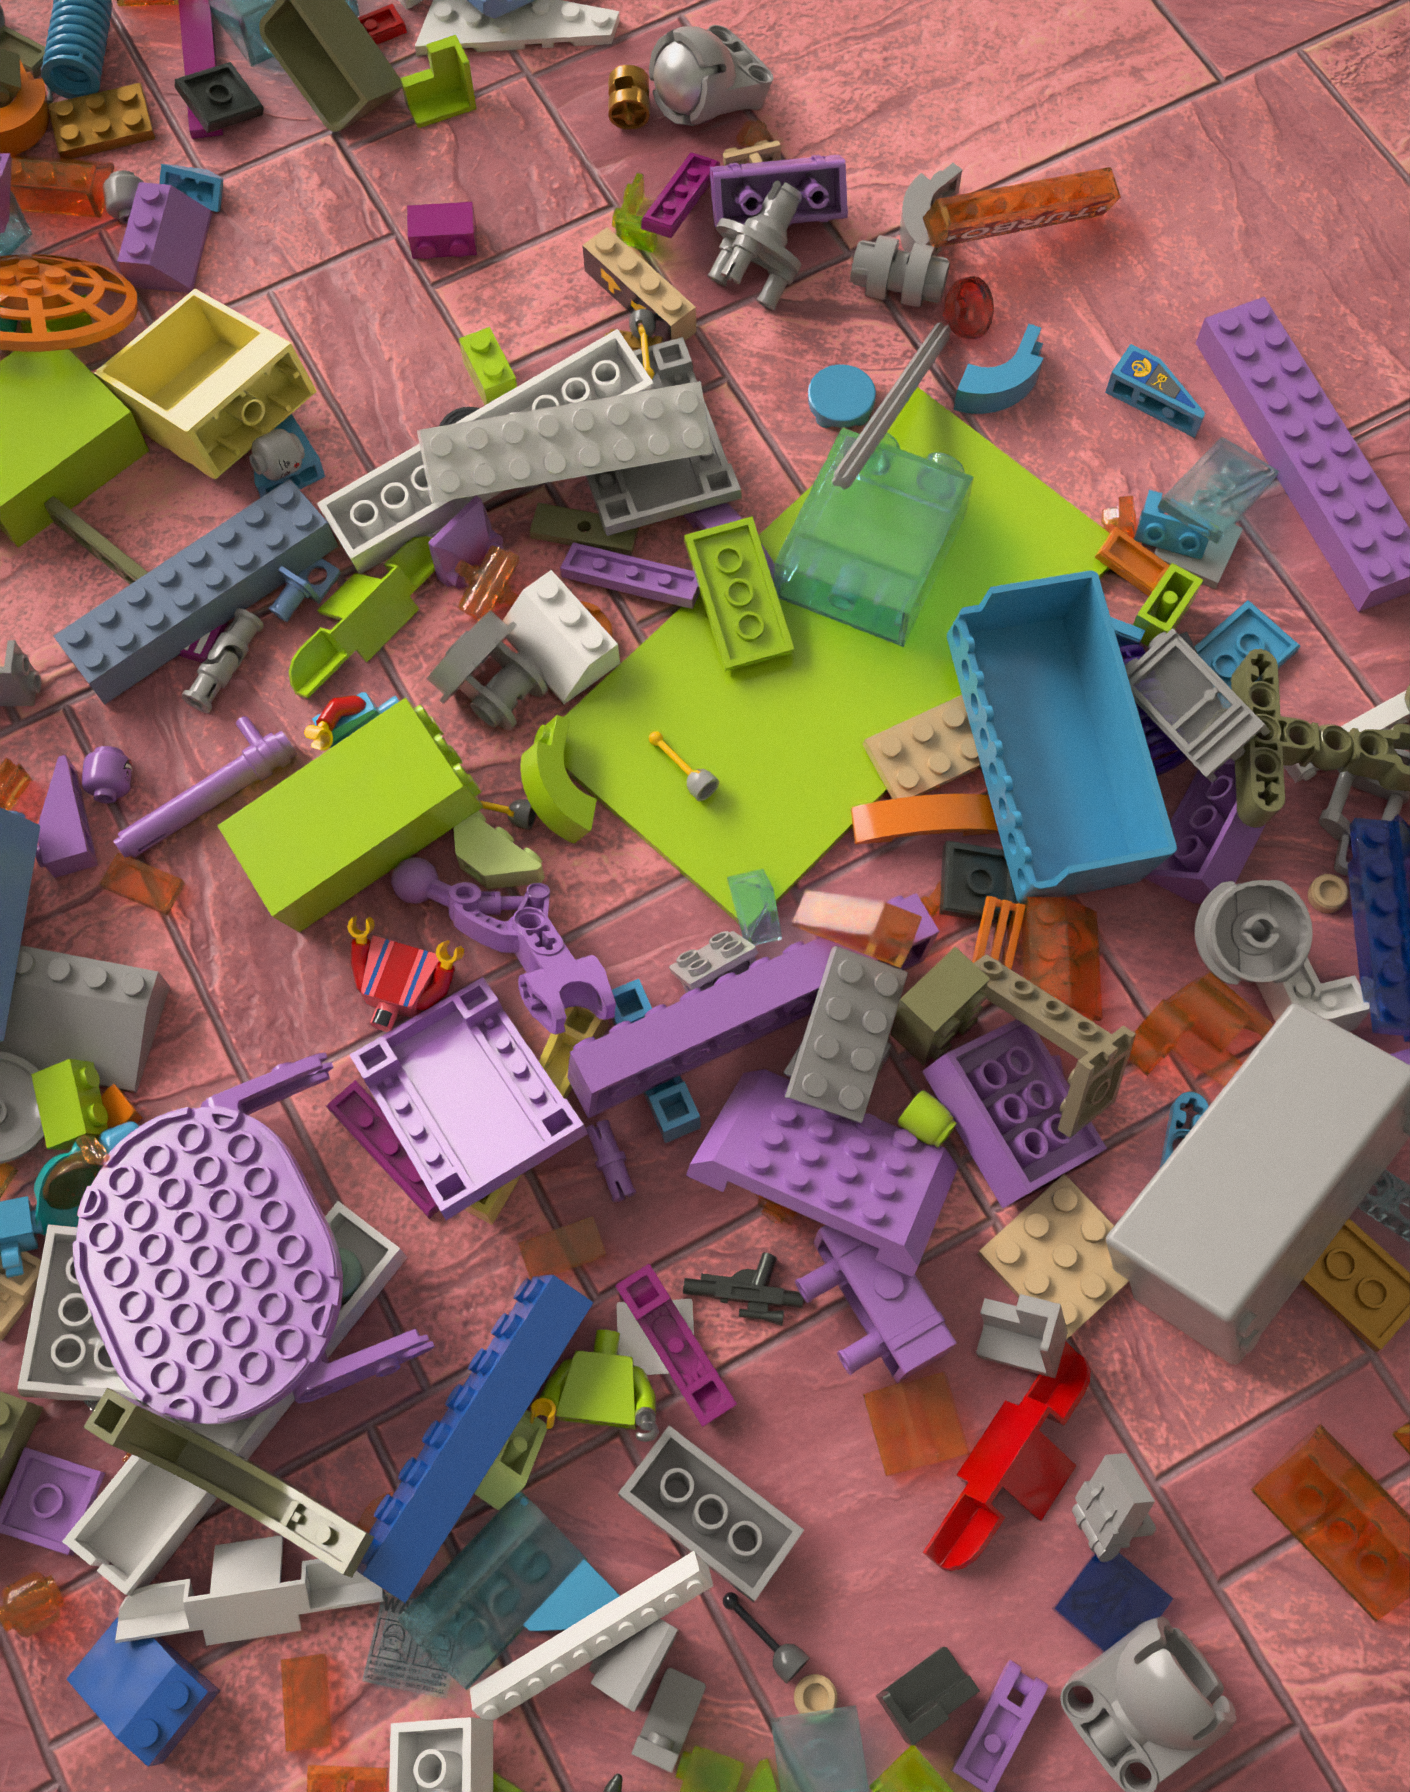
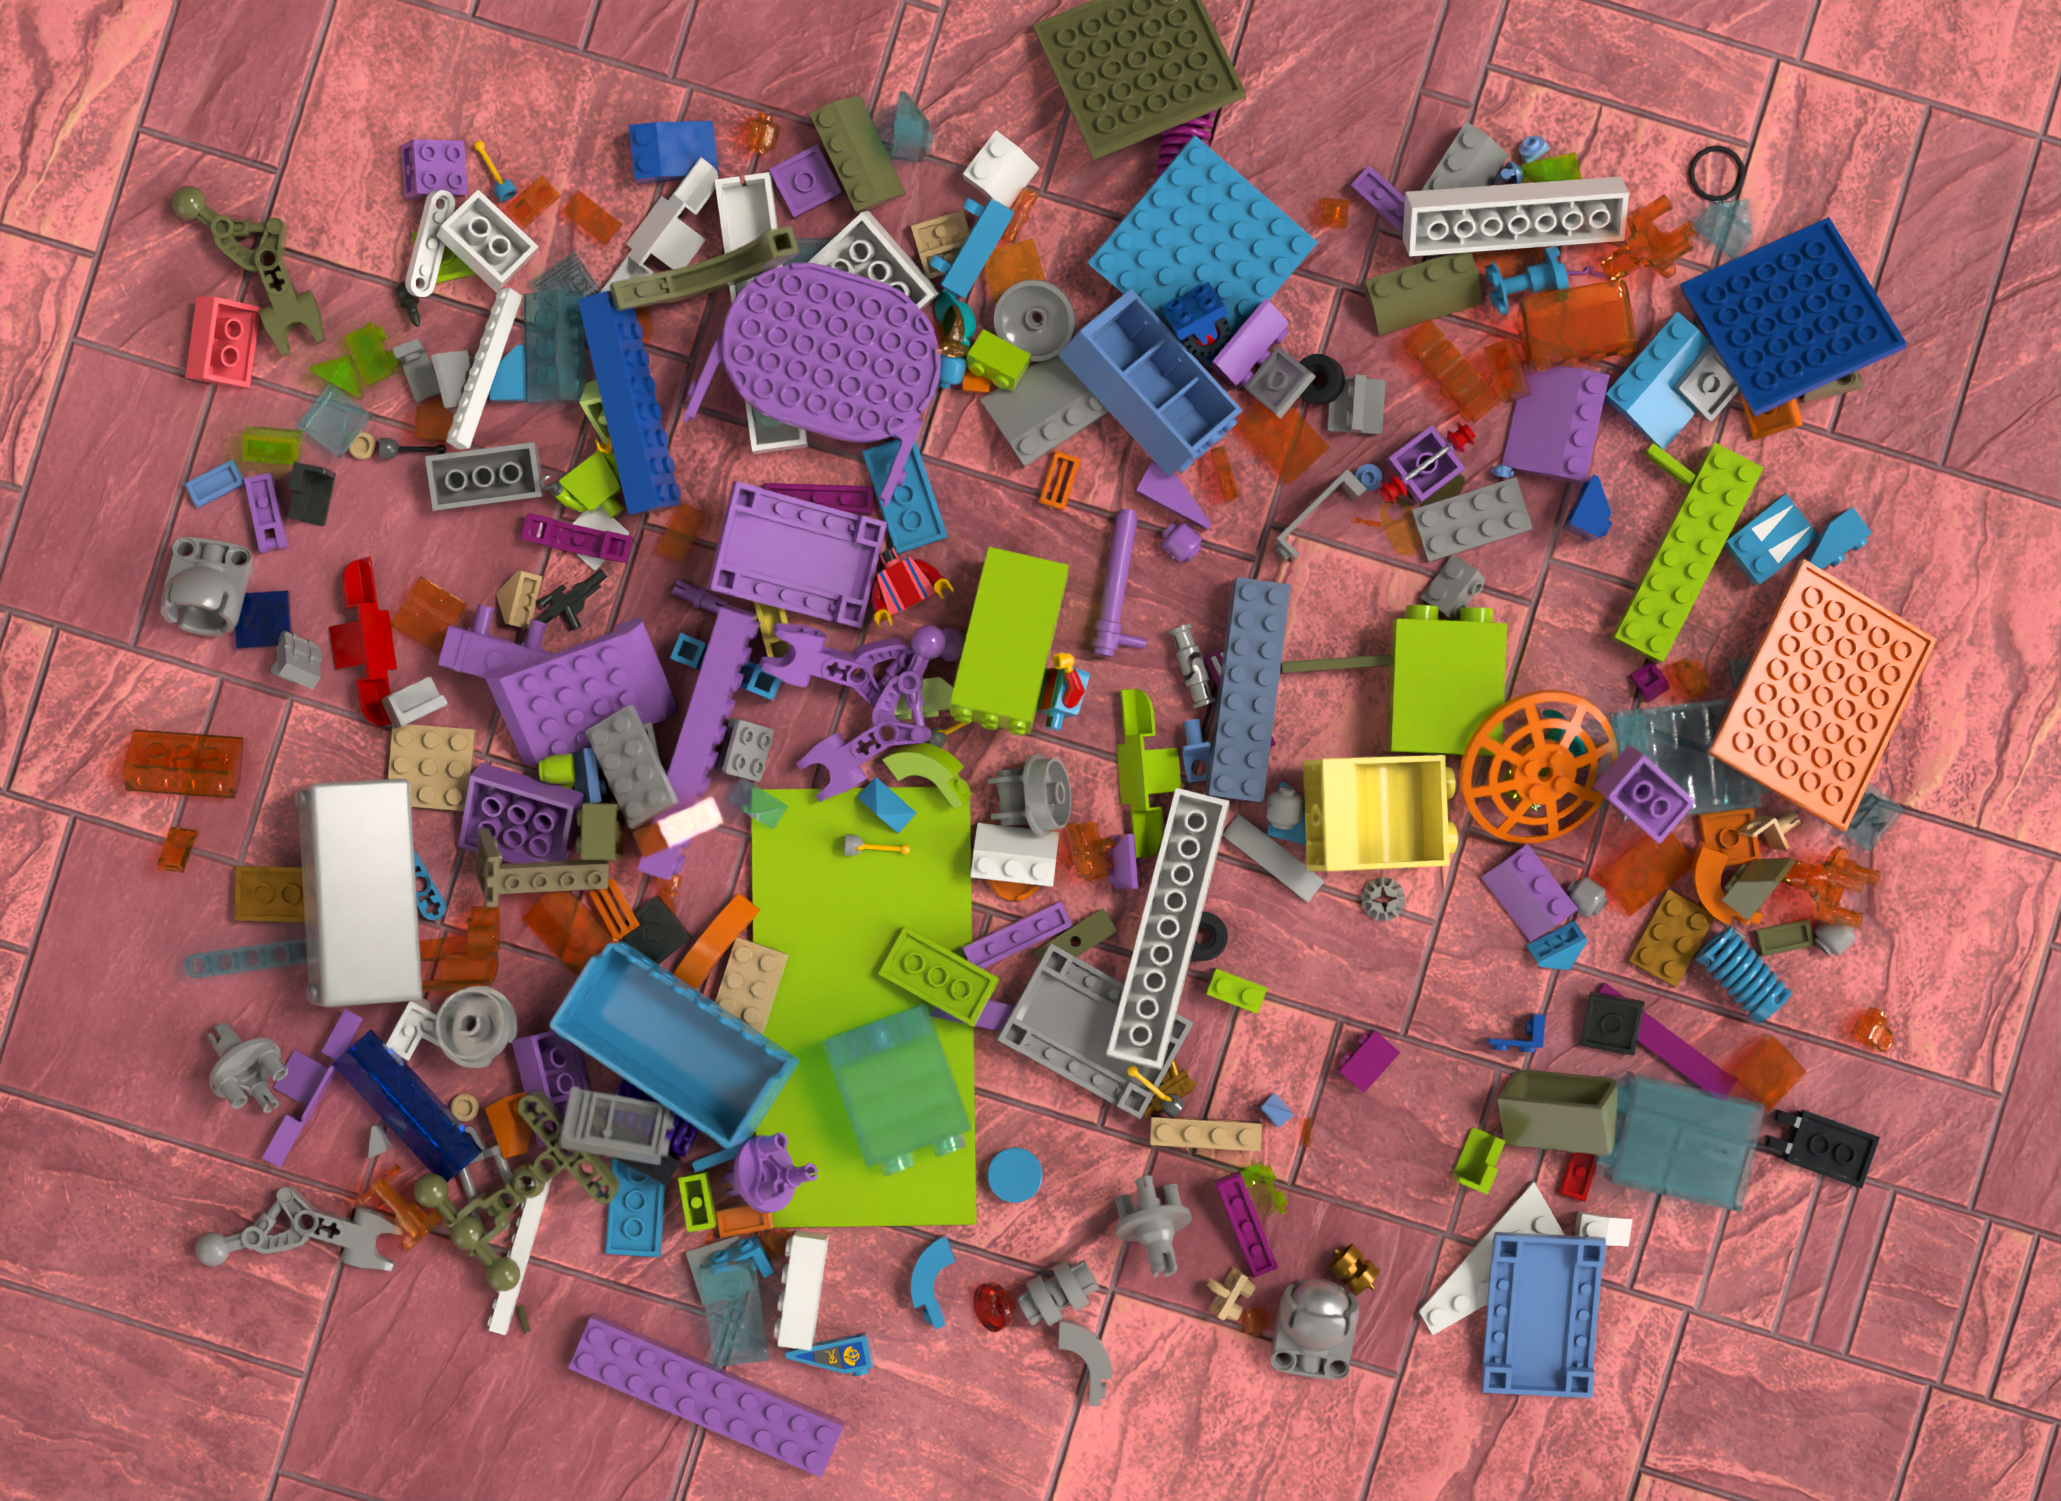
camera: 130 degrees right, 20 degrees up
(142, 883) = (1097, 505): clear orange tile -> none
(156, 951) = (1052, 503): none -> orange tile
(289, 137) = (1534, 1028): none -> blue bracket
(301, 333) = (1374, 890): none -> light grey gear
(315, 1027) = (912, 510): none -> dark azure tile
(337, 440) = (1273, 858): none -> light grey slope
(555, 230) = (1307, 1132): none -> clear orange leg
(561, 258) = (1276, 1110): none -> medium blue slope
(564, 441) = (1116, 966): white brick -> none
(620, 860) = (845, 759): none -> medium lavender piece
(630, 793) = (886, 805): none -> dark azure slope
(706, 1634) = (433, 422): none -> clear orange slope
(742, 188) = (1201, 1263): medium lavender piece -> none
(802, 1345) = (518, 598): none -> tan slope
(891, 407) = (961, 1178): light grey axle -> none
(900, 1085) = (589, 777): none -> medium blue bracket
(1021, 207) = (1022, 1406): clear orange brick -> none
(1089, 547) = (766, 1173): none -> medium lavender piece
(1135, 452) = (803, 1289): none -> white brick
(1295, 831) = (509, 1126): none -> orange slope

